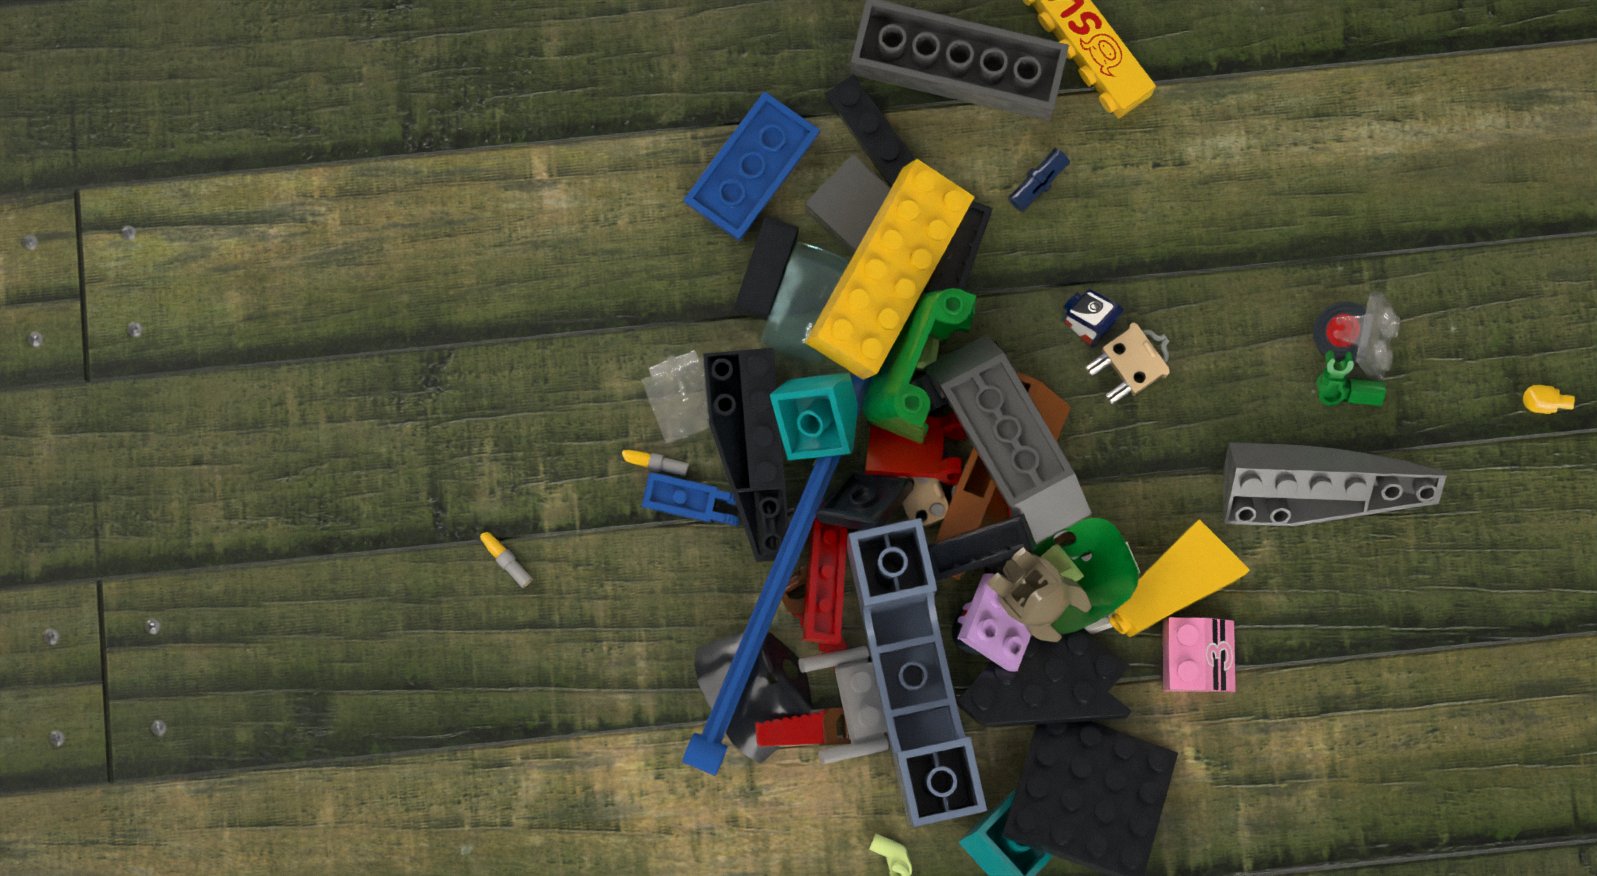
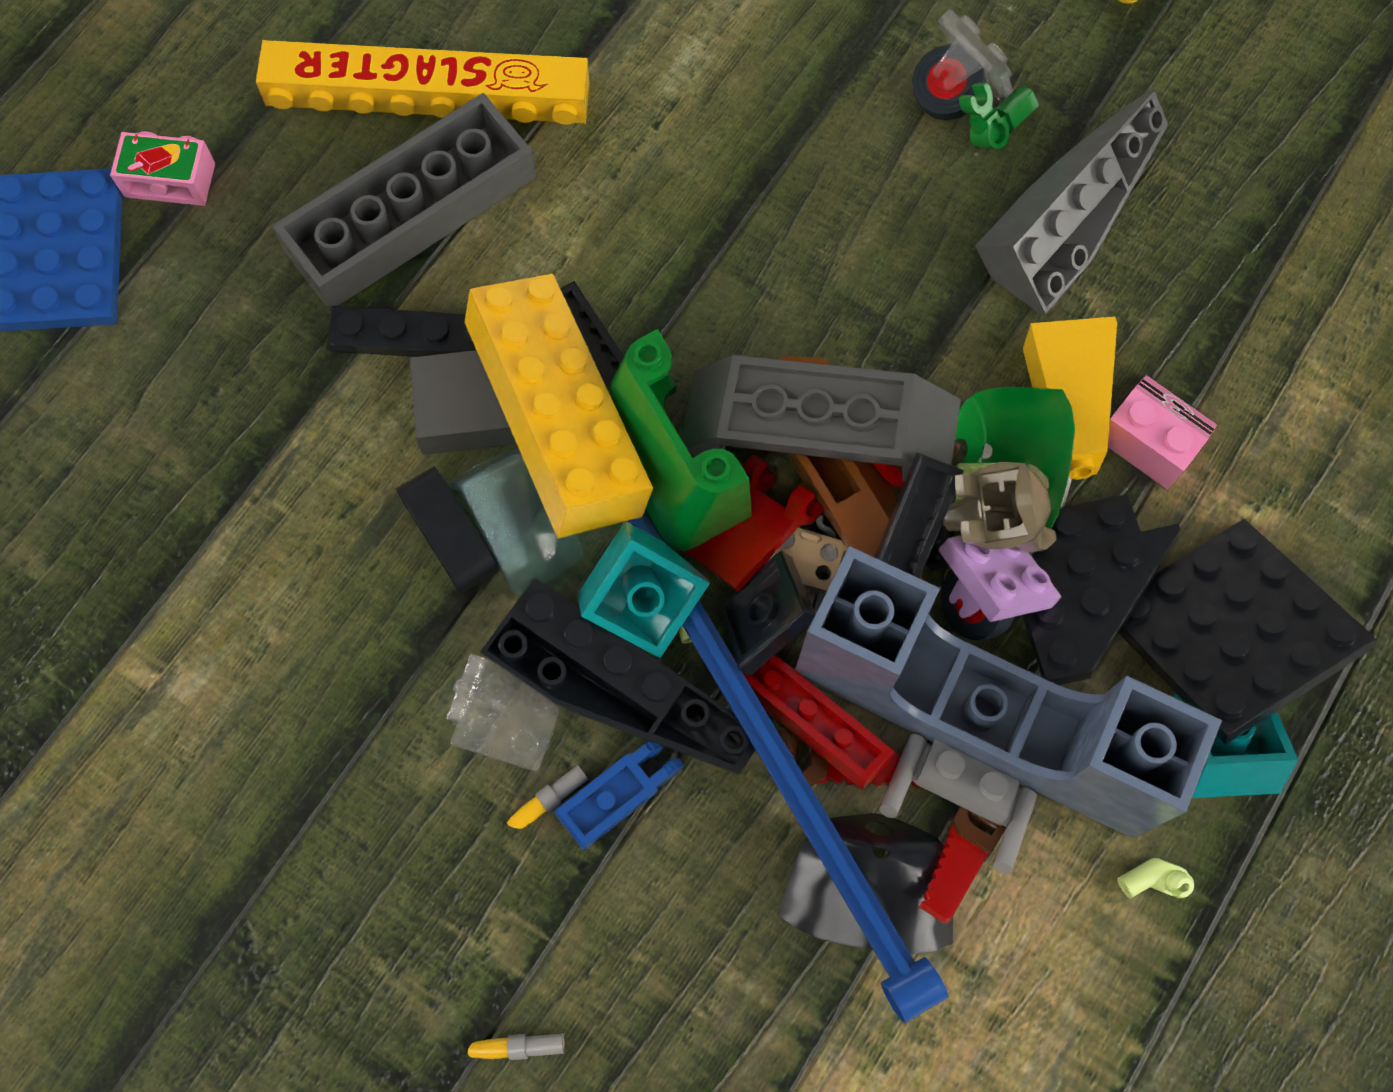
camera: 55 degrees left, 10 degrees down
(751, 166) = (334, 467): blue plate -> none
(1039, 180) = (583, 225): dark blue pin -> none
(1091, 315) = (755, 270): slope -> none
(1138, 358) = (827, 269): tan piece -> none

